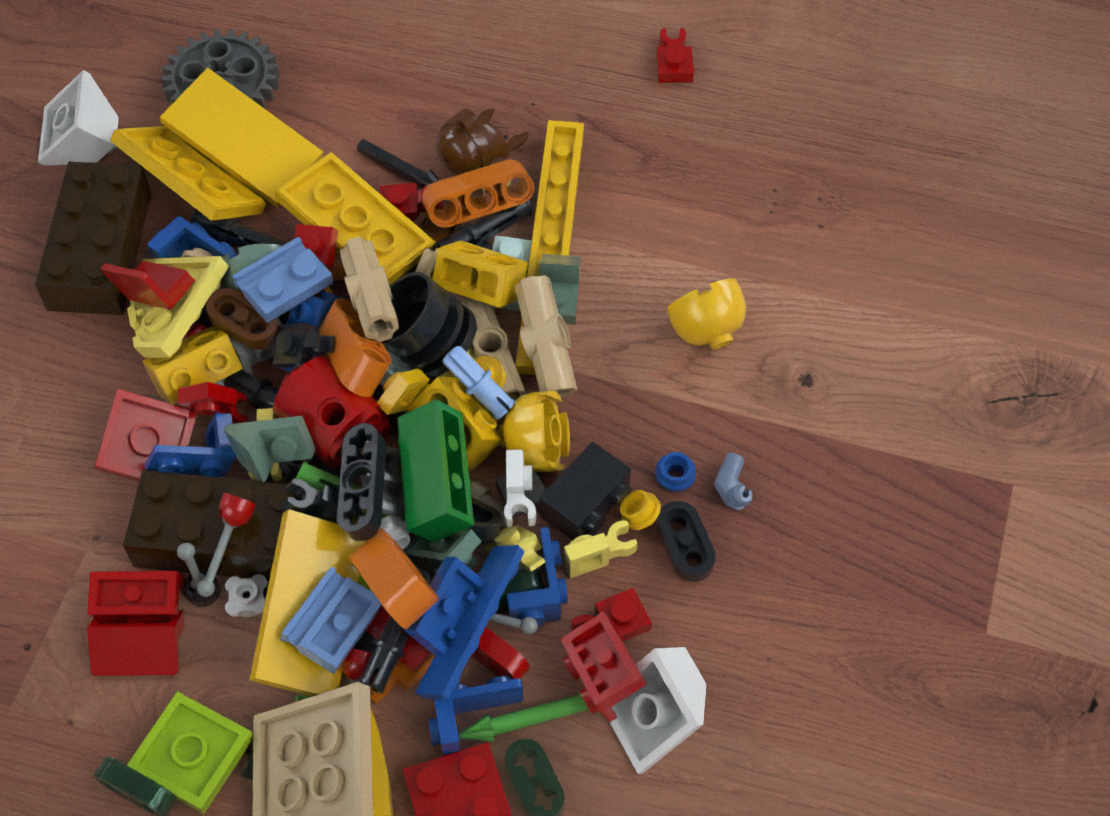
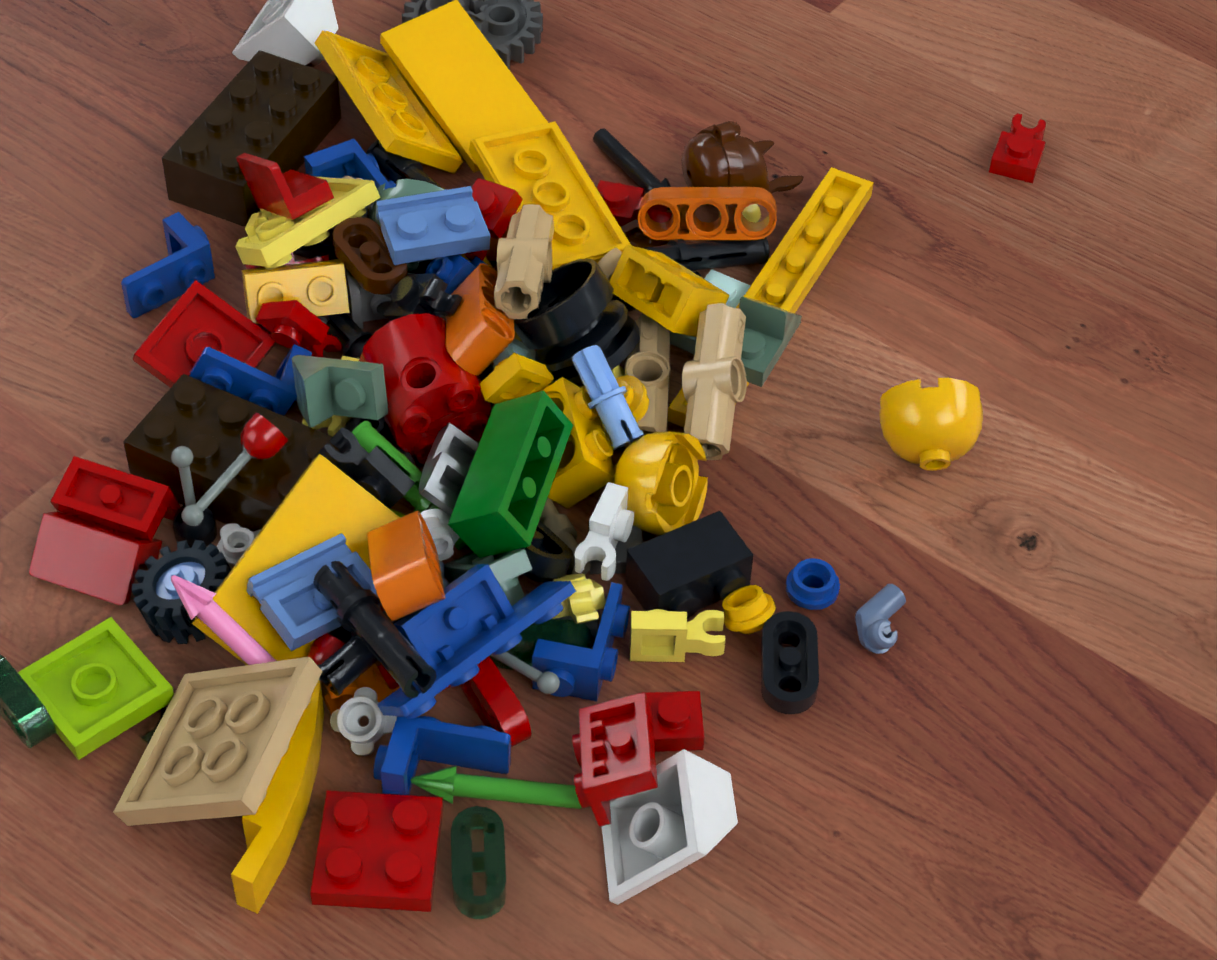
camera: 20 degrees right, 10 degrees down
(95, 372) = (170, 277): none -> blue bracket
(222, 648) = (158, 597): none -> black wheel
(254, 667) = (200, 603): none -> bright pink piece
(371, 496) = (405, 482): black beam -> none
(380, 631) = (362, 614): none -> black pin
(391, 705) = (348, 716): none -> white plate

